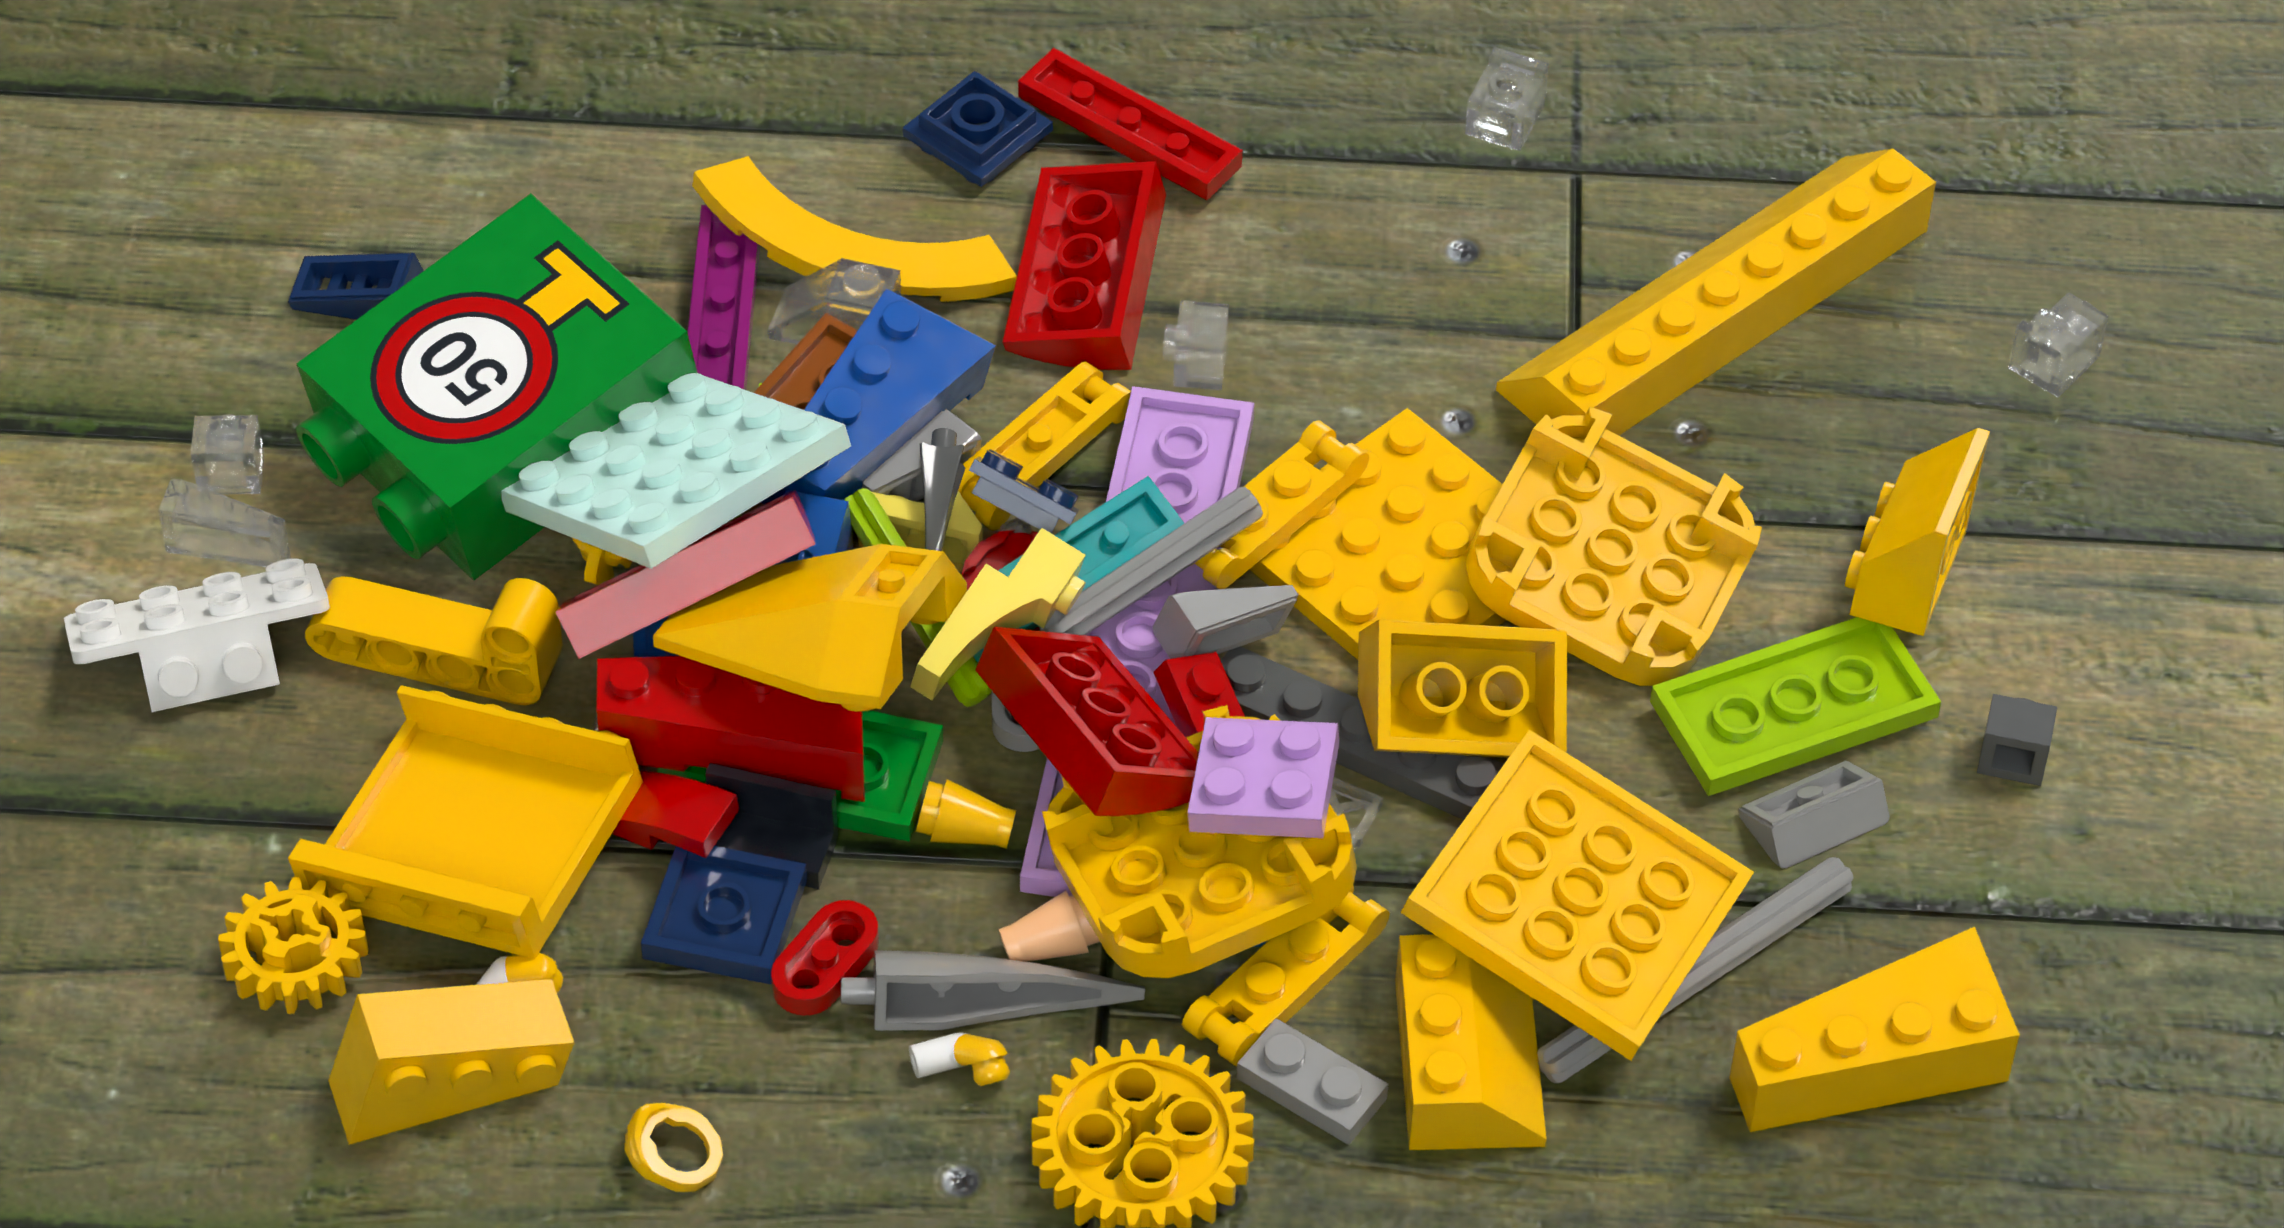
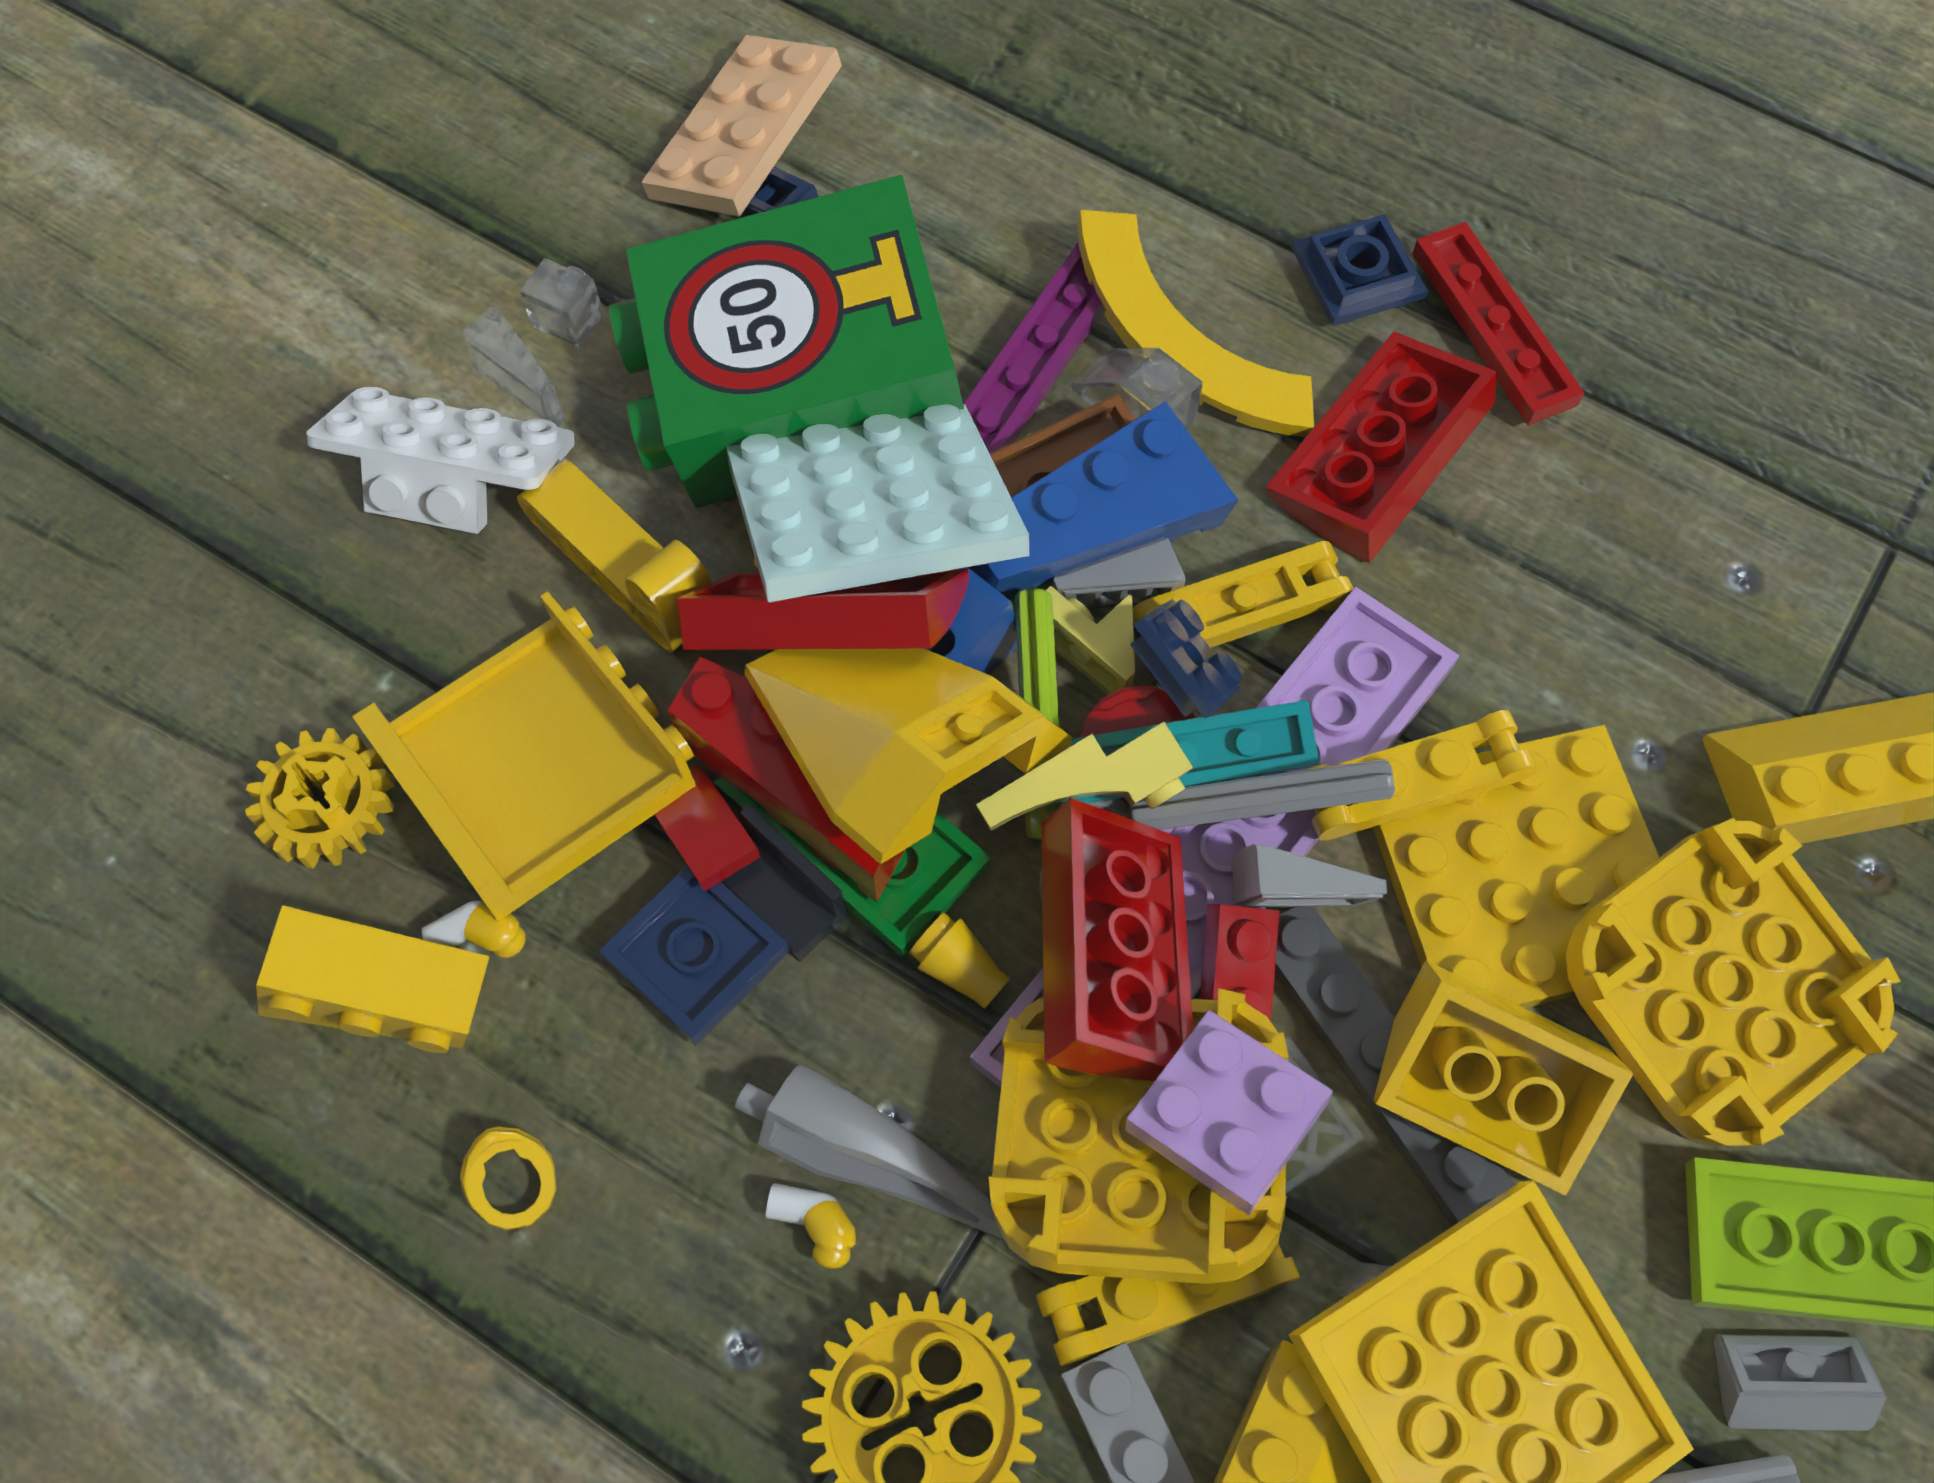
camera: 30 degrees right, 15 degrees up
(297, 230) = (742, 125): none -> light nougat plate
(820, 962) = (751, 1044): red plate -> none
(941, 480) = (1119, 609): dark grey piece -> none
(1049, 932) = (960, 1126): light nougat cone -> none
(1198, 344) = (1440, 570): clear plate -> none
(1507, 99) = (1864, 446): clear brick -> none

